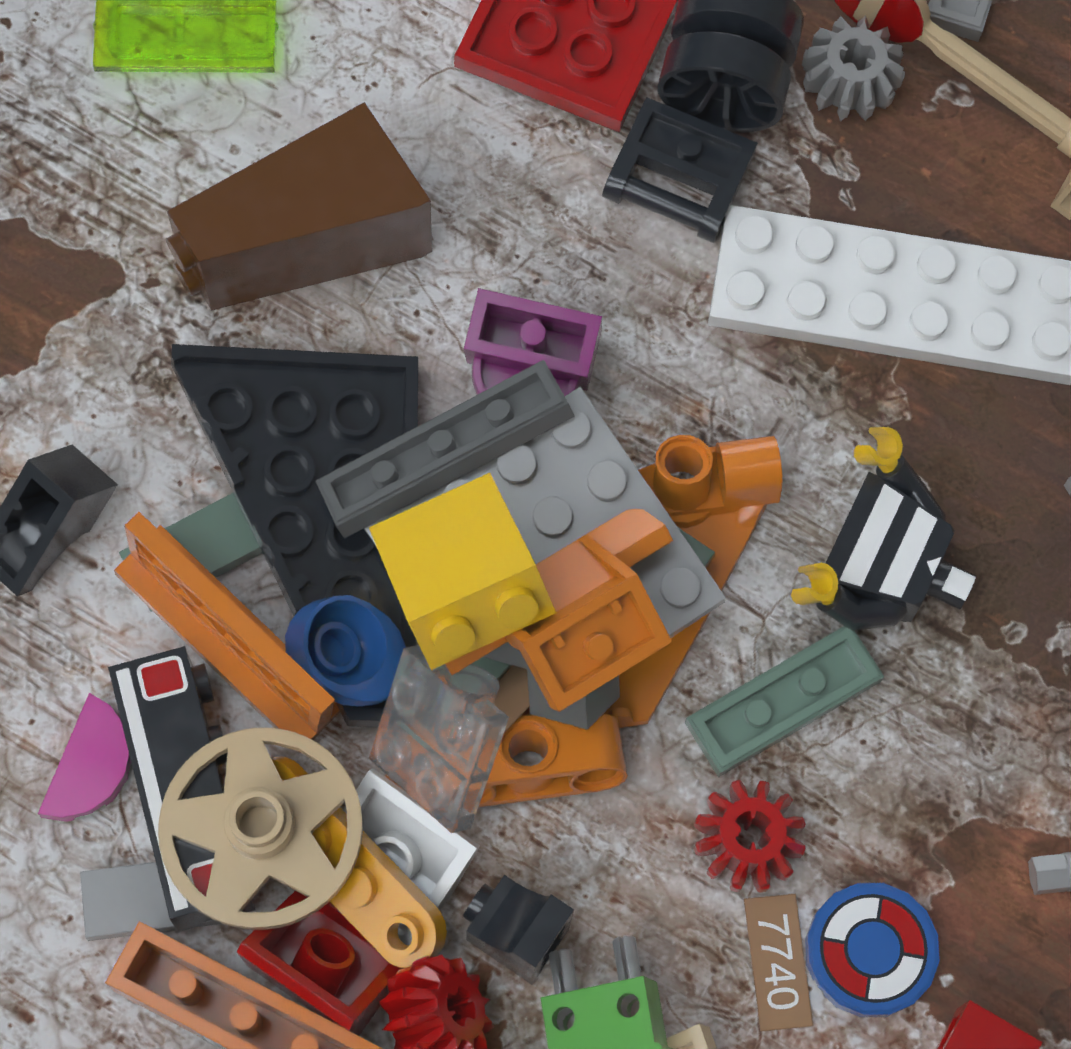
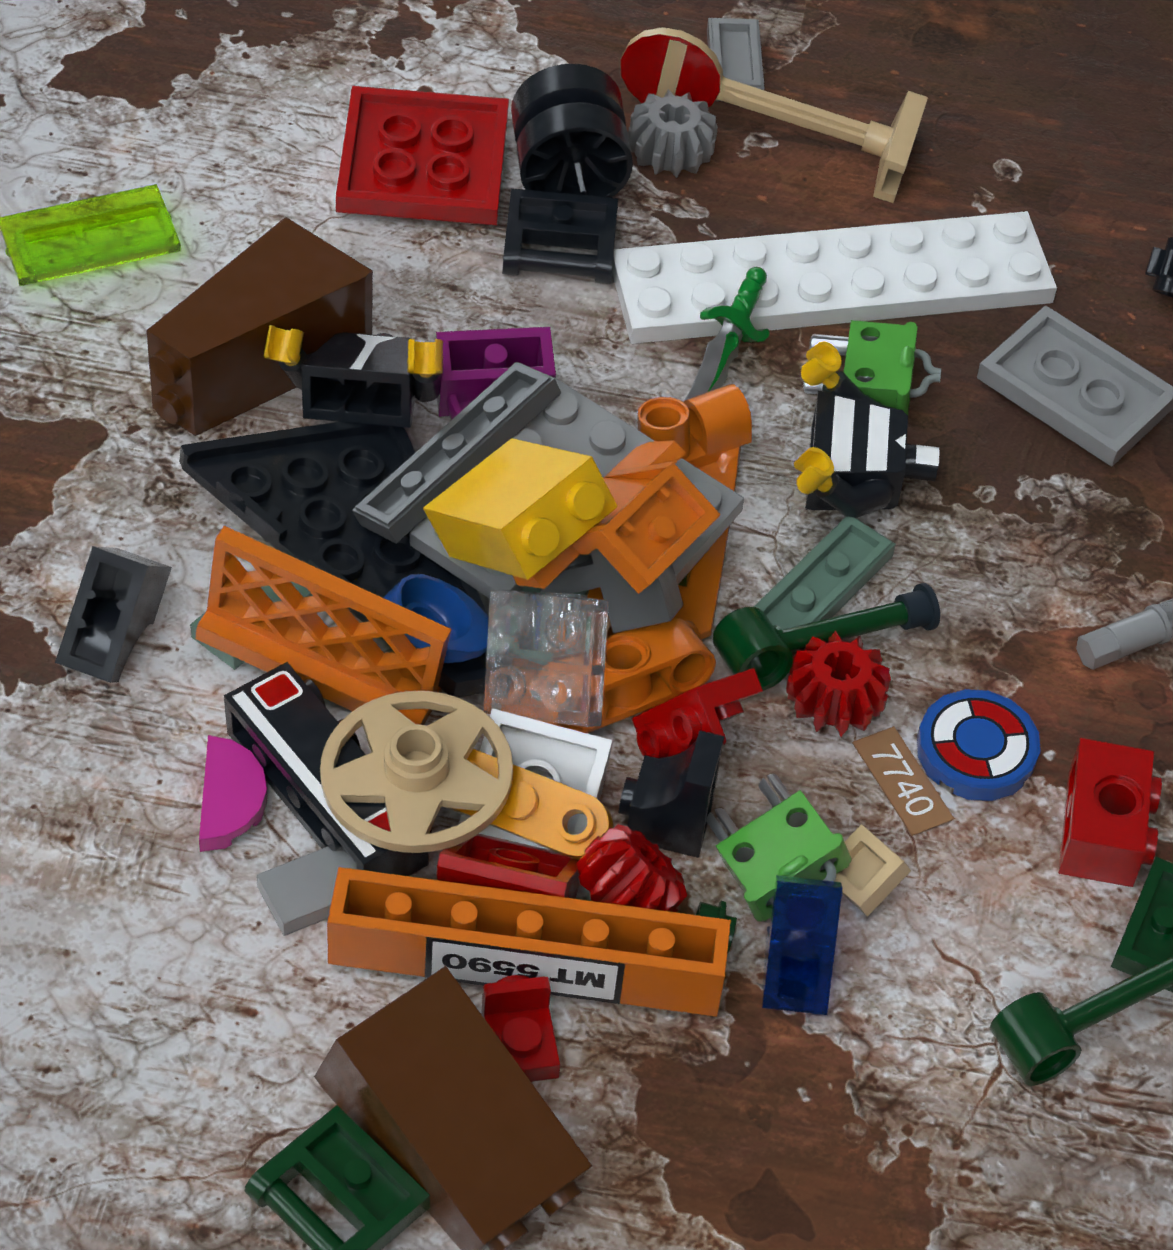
camera: 20 degrees left, 20 degrees down
(387, 306) = (360, 375): none -> black torso
(570, 837) = (677, 722): none -> red bracket
(679, 768) = (751, 641): none -> dark green piece
(794, 374) = (735, 328): none -> green piece
(956, 447) = (881, 361): none -> bright green piece

